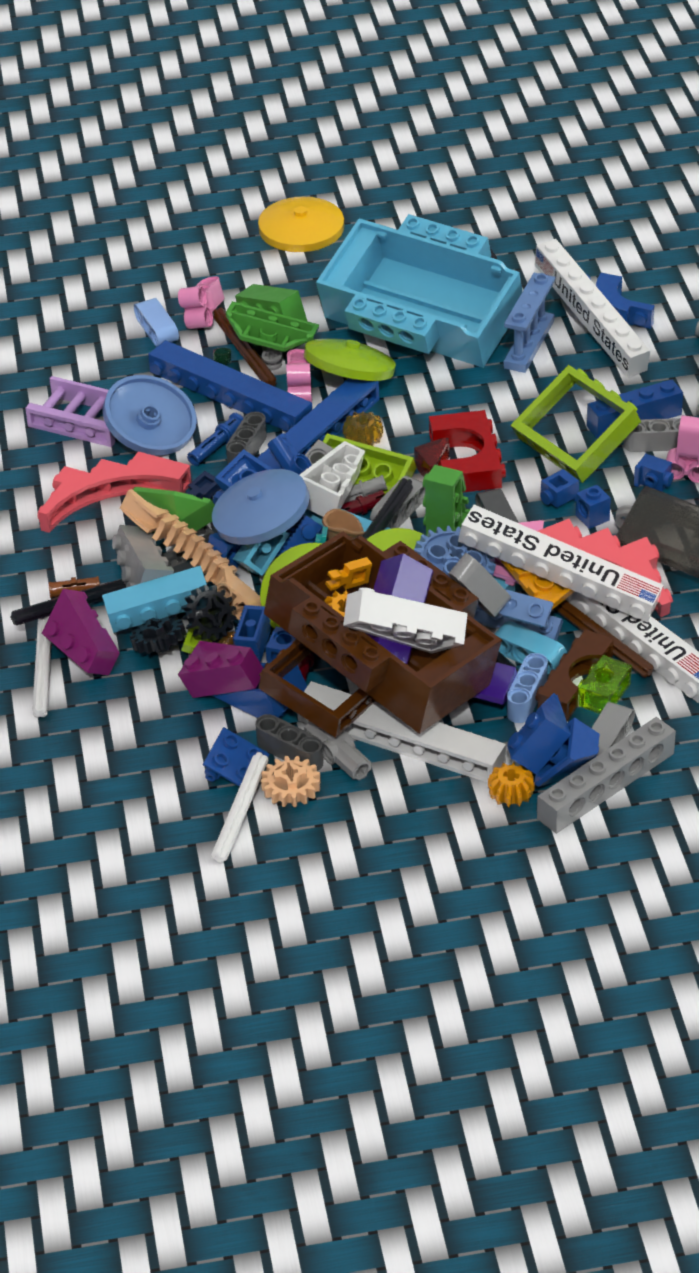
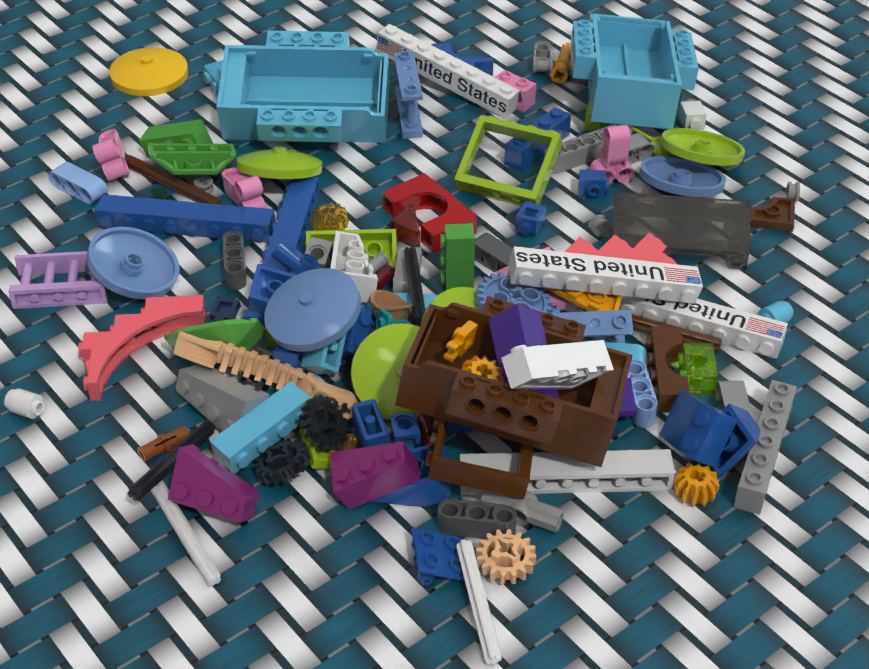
camera: 30 degrees left, 0 degrees up
(221, 435) = (208, 260): blue pin -> none
(481, 583) = (572, 306): light grey beam -> none
(593, 506) = (568, 224): blue brick -> none
(661, 351) = (527, 89): none -> bright pink brick

